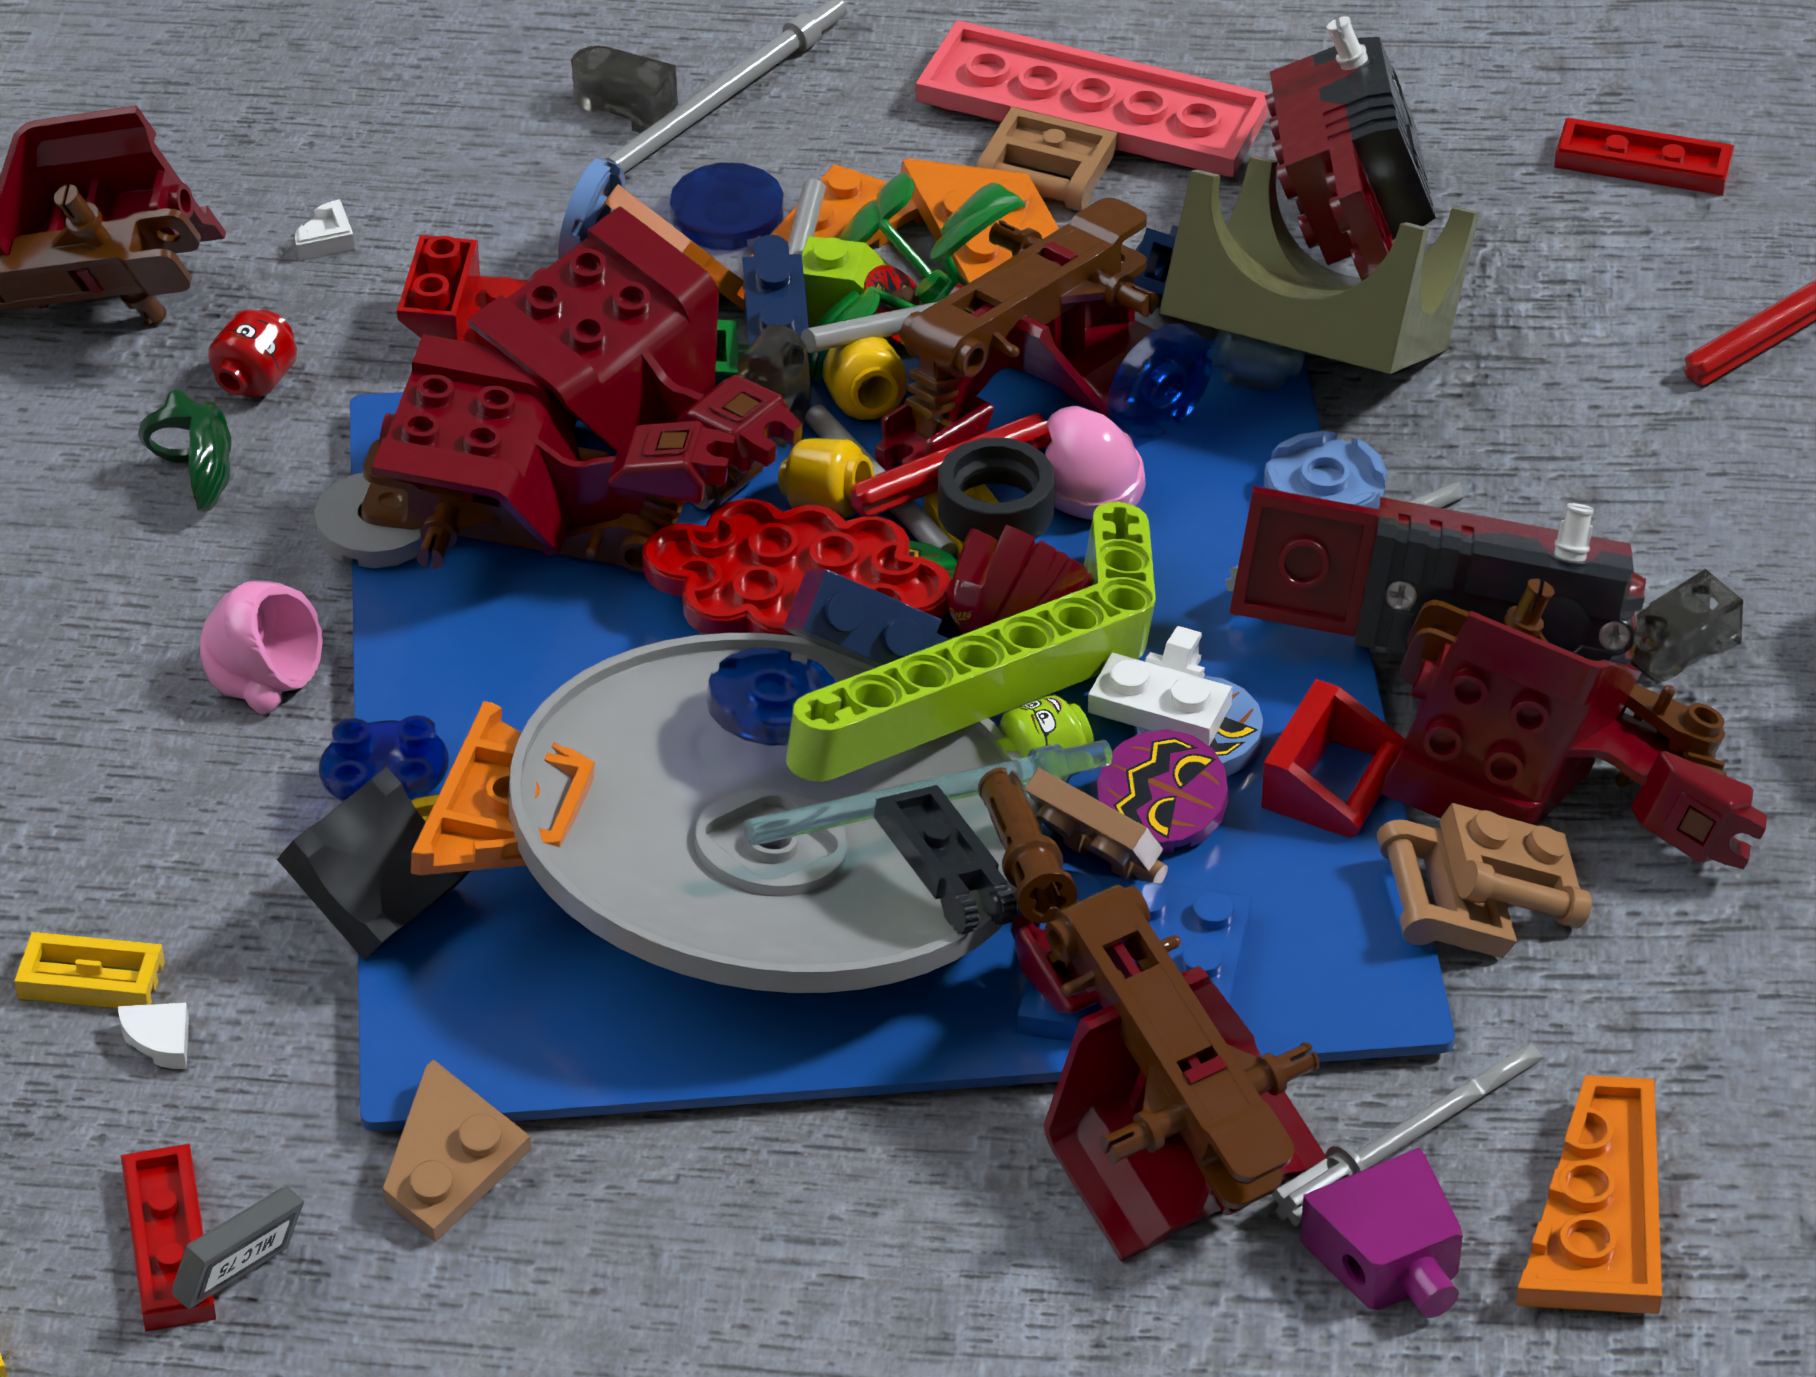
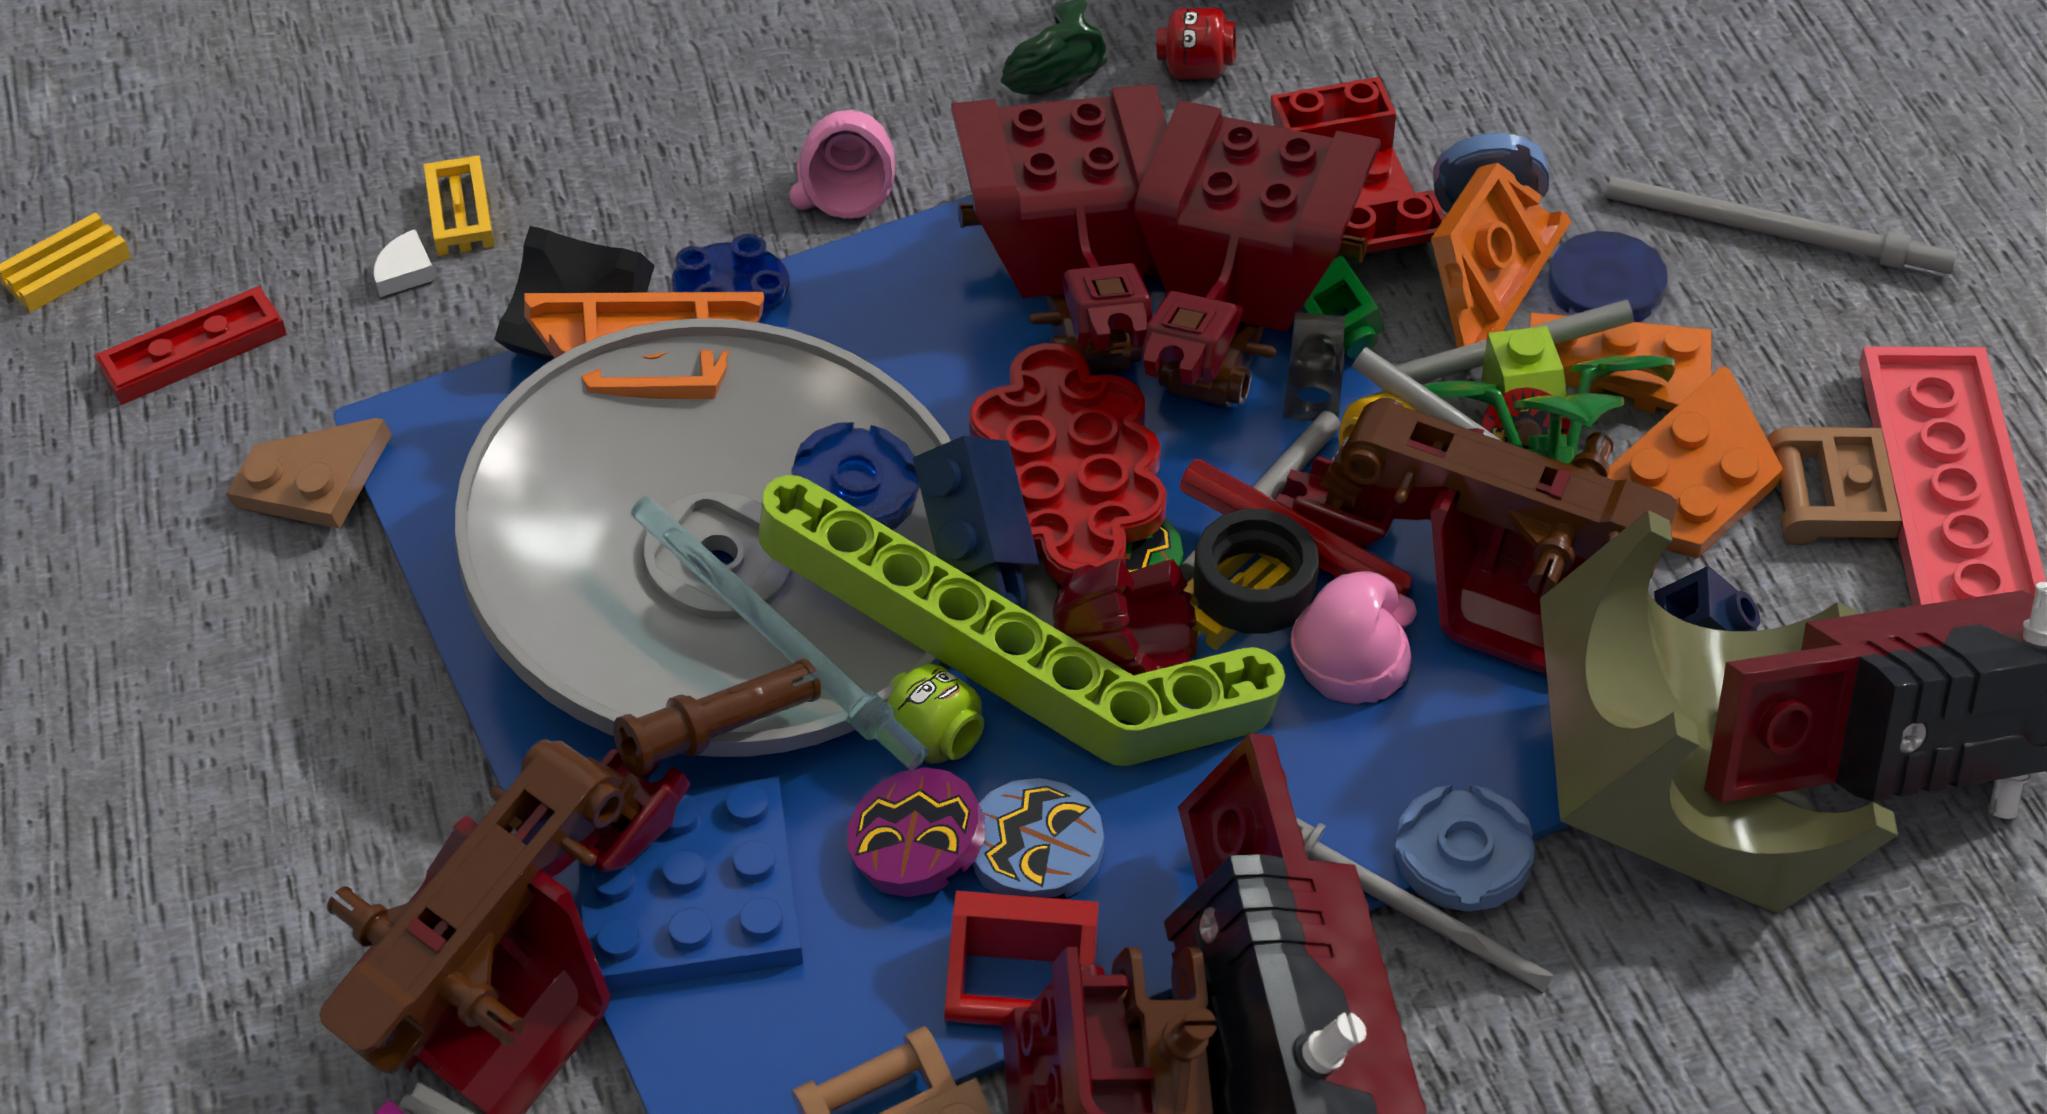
camera: 70 degrees right, 5 degrees up
(237, 1246) = (153, 374): dark grey tile -> none
(325, 232) = (1401, 44): white tile -> none
(624, 85) = (1716, 152): clear smoke leg -> none
(774, 289) = (1426, 331): dark blue brick -> none
(823, 472) = (1228, 439): yellow head -> none
(946, 856) = (675, 653): black hinge -> none
(1096, 828) = (813, 783): medium nougat plate -> none
(1160, 380) = (1484, 646): clear blue tile -> none
(1163, 690) = (1048, 787): white hinge -> none

